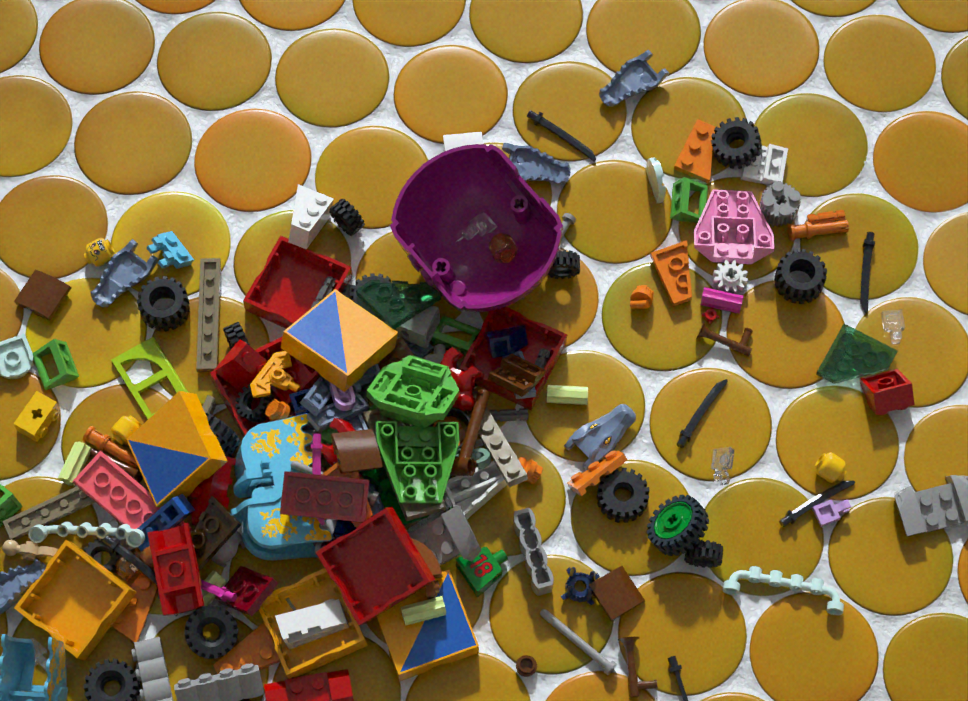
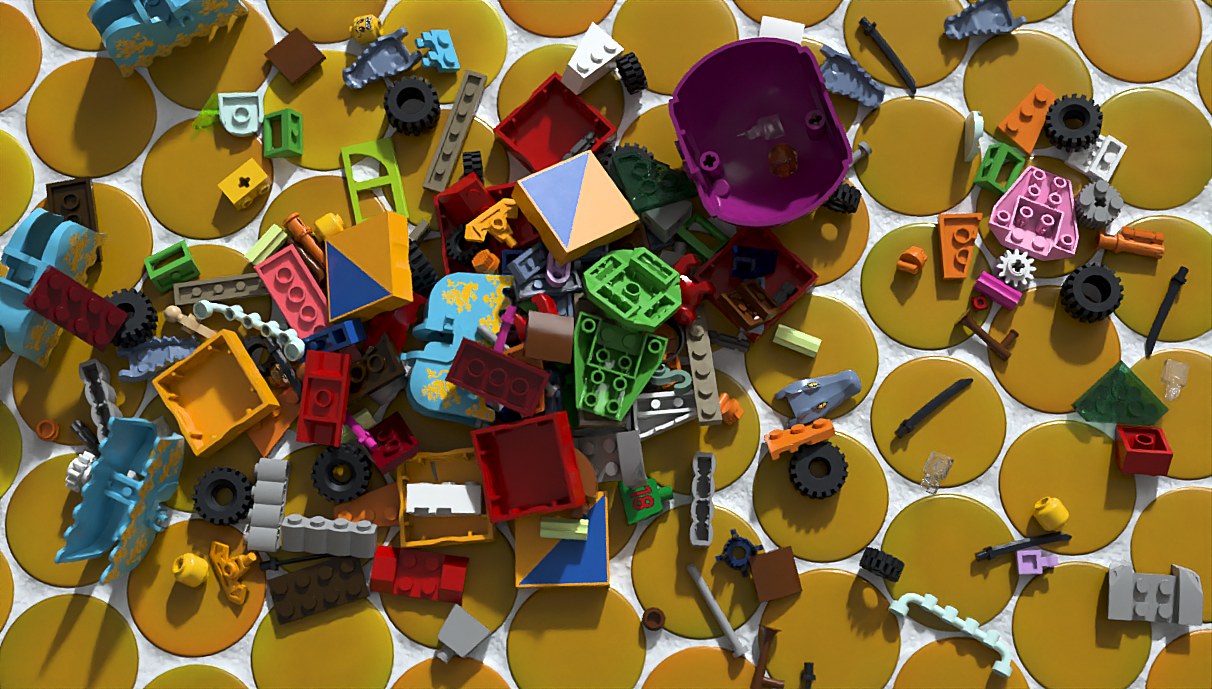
camera: 20 degrees right, 10 degrees up
(465, 464) = (660, 384): reddish brown piece -> none
(677, 525) = (864, 525): black wheel -> none

